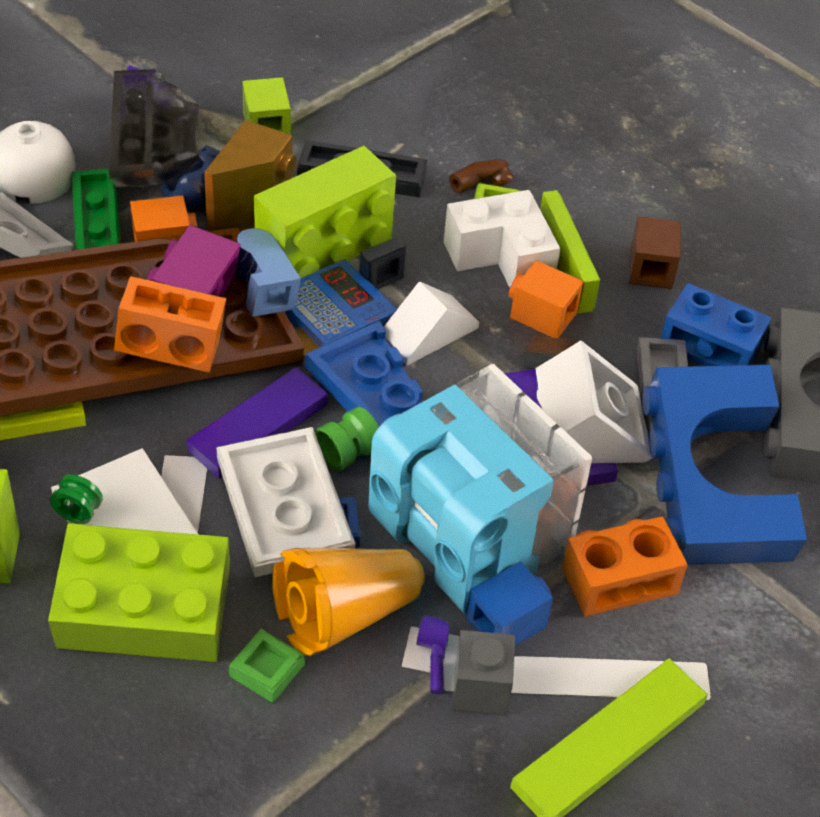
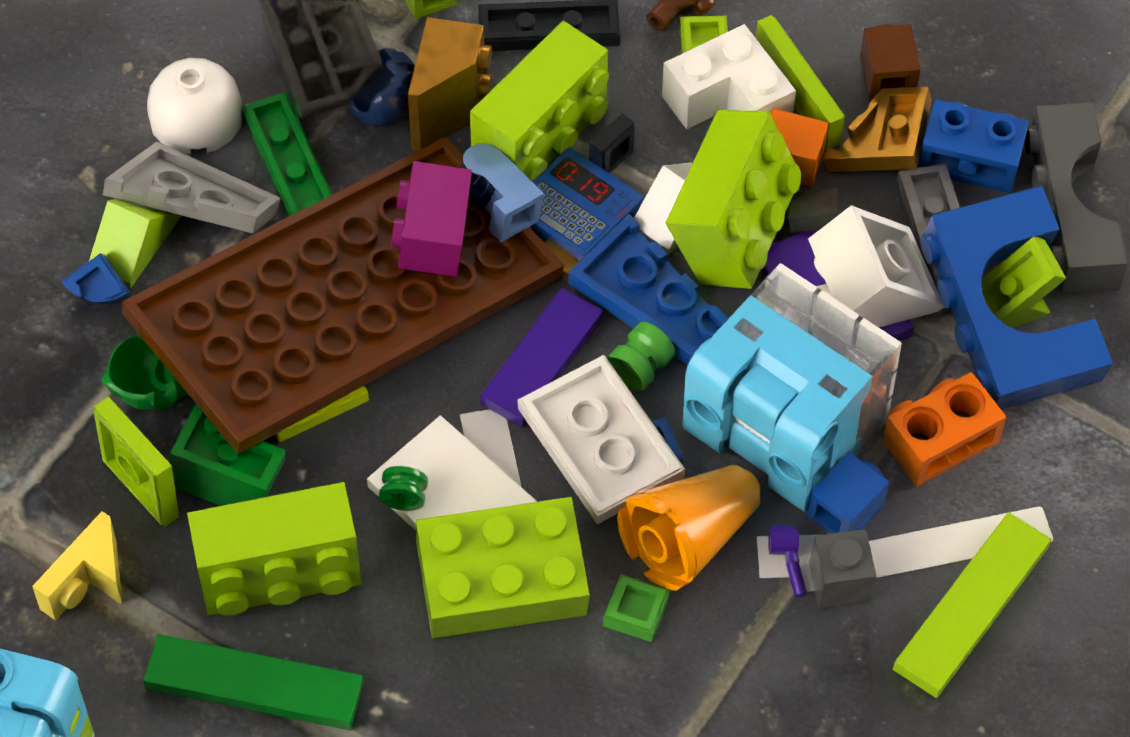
camera: 10 degrees left, 10 degrees up
(160, 218) = (364, 150): orange brick -> none
(169, 324) = (437, 283): orange brick -> none
(476, 316) = (734, 199): none -> lime brick
(634, 308) = (886, 134): none -> pearl gold wing
(732, 450) = (1020, 282): none -> lime slope

